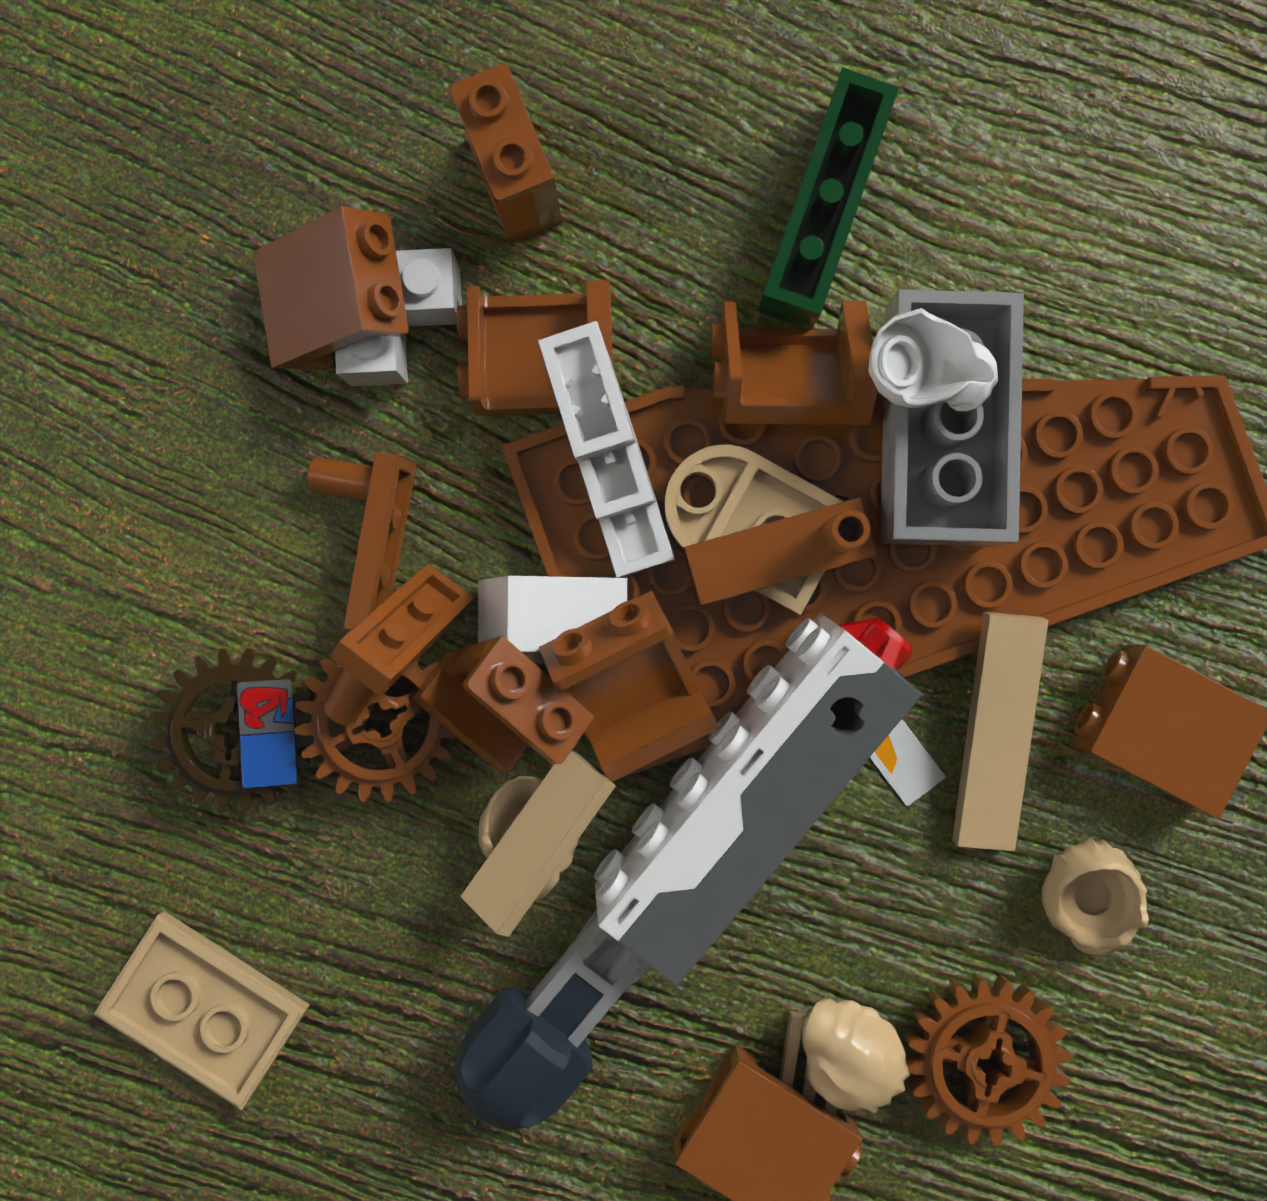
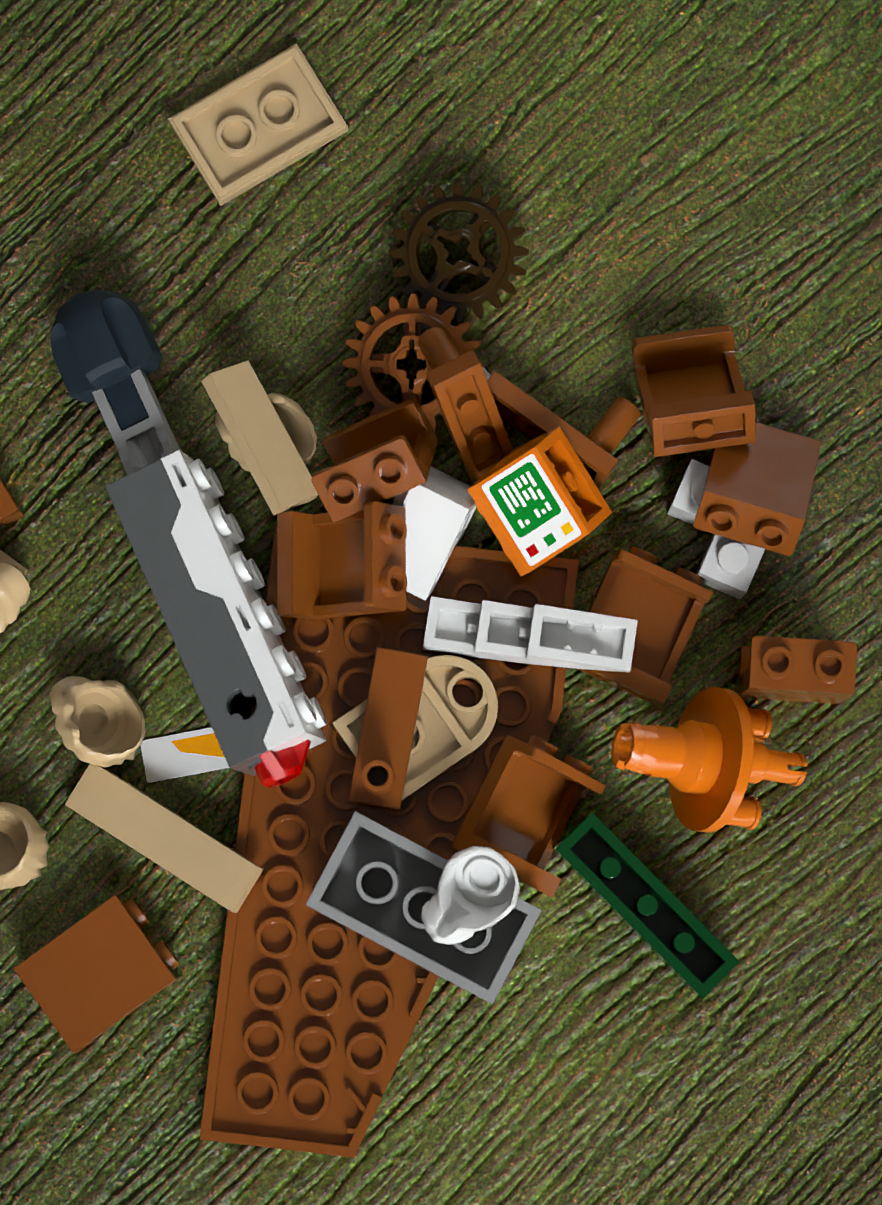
camera: 115 degrees right, 5 degrees down
(264, 407) = (693, 391): none -> dark orange panel
(266, 733) = (443, 275): sticker -> none
(459, 511) = (539, 500): none -> slope
(646, 198) = (709, 759): none -> orange piece
(914, 862) = (98, 719): none -> tan hair

